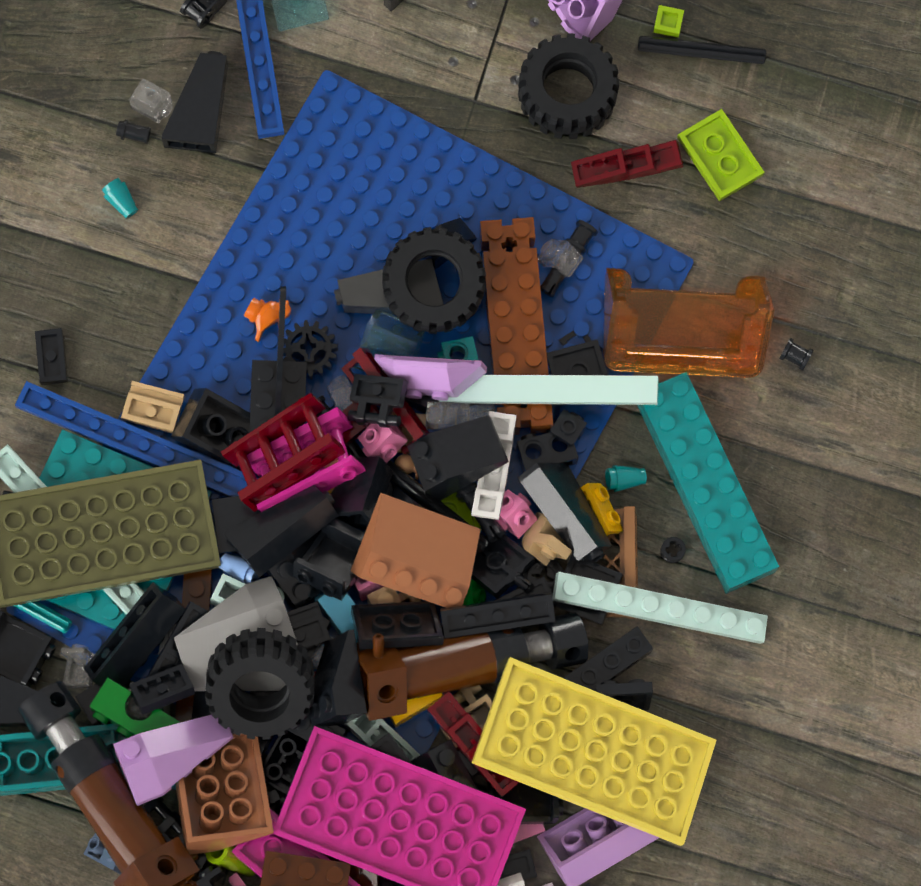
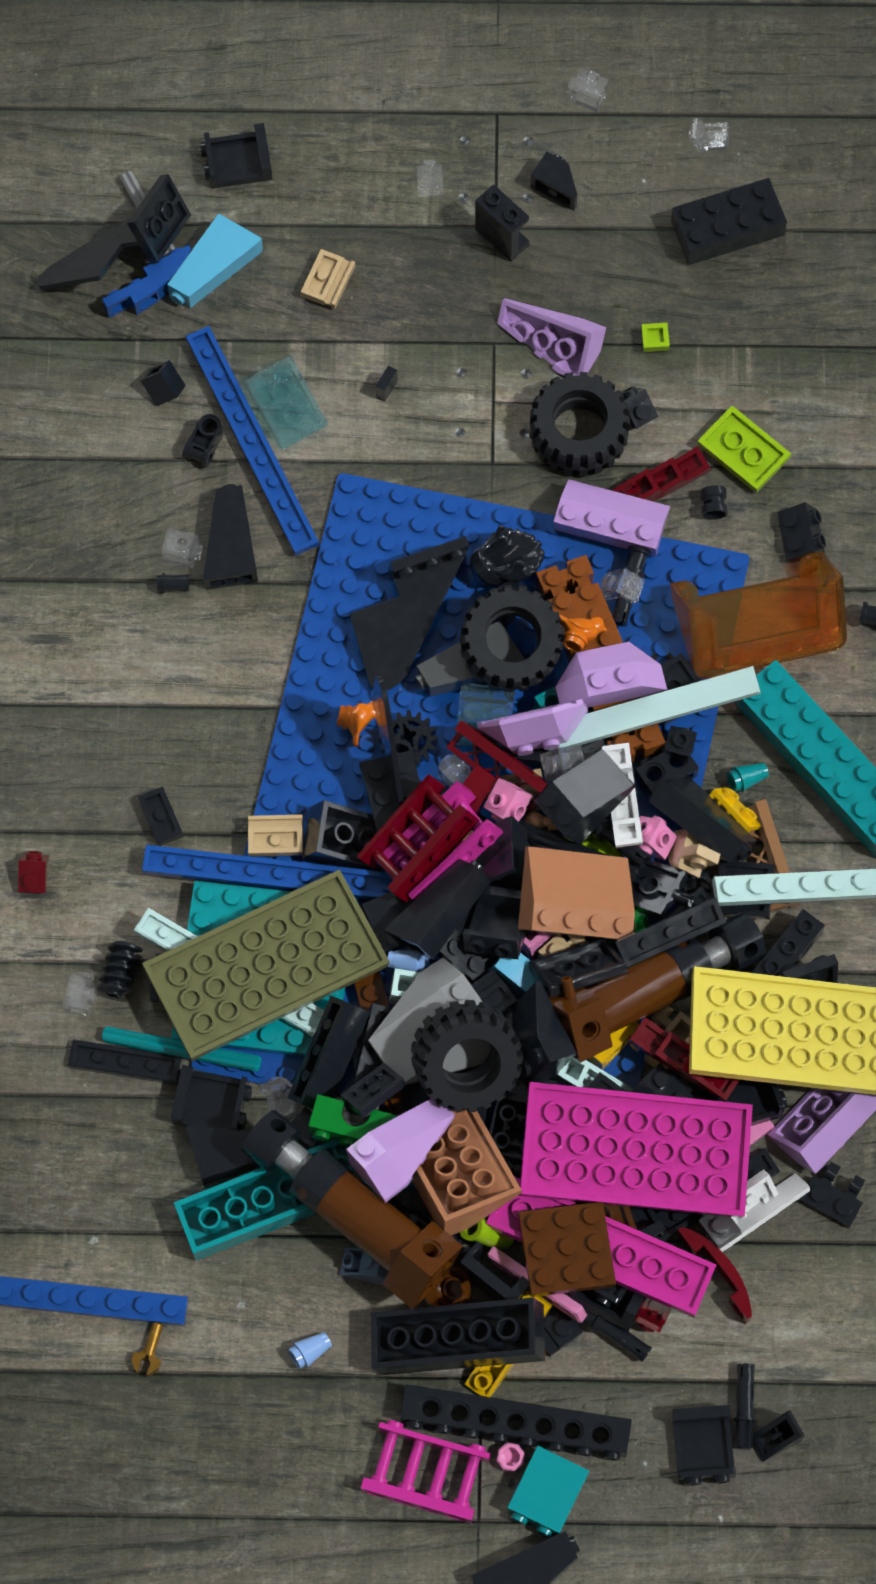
camera: 10 degrees left, 5 degrees down
(120, 198) = (180, 648): teal cone -> none
(330, 237) = (395, 629): none -> black piece
(377, 391) = (493, 755): black plate -> none
(457, 197) = (506, 557): none -> black hair
(503, 293) = (580, 632): none -> orange animal
(518, 344) = (610, 676): none -> lavender wedge
(570, 185) = (610, 517): none -> lavender slope
(631, 84) = (640, 406): none -> black bracket
(672, 540) = (816, 823): black bush -> none
(675, 199) = (713, 501): none -> black wheel
(702, 49) = (695, 355): black axle -> none
(751, 251) = (801, 531): none -> black bracket

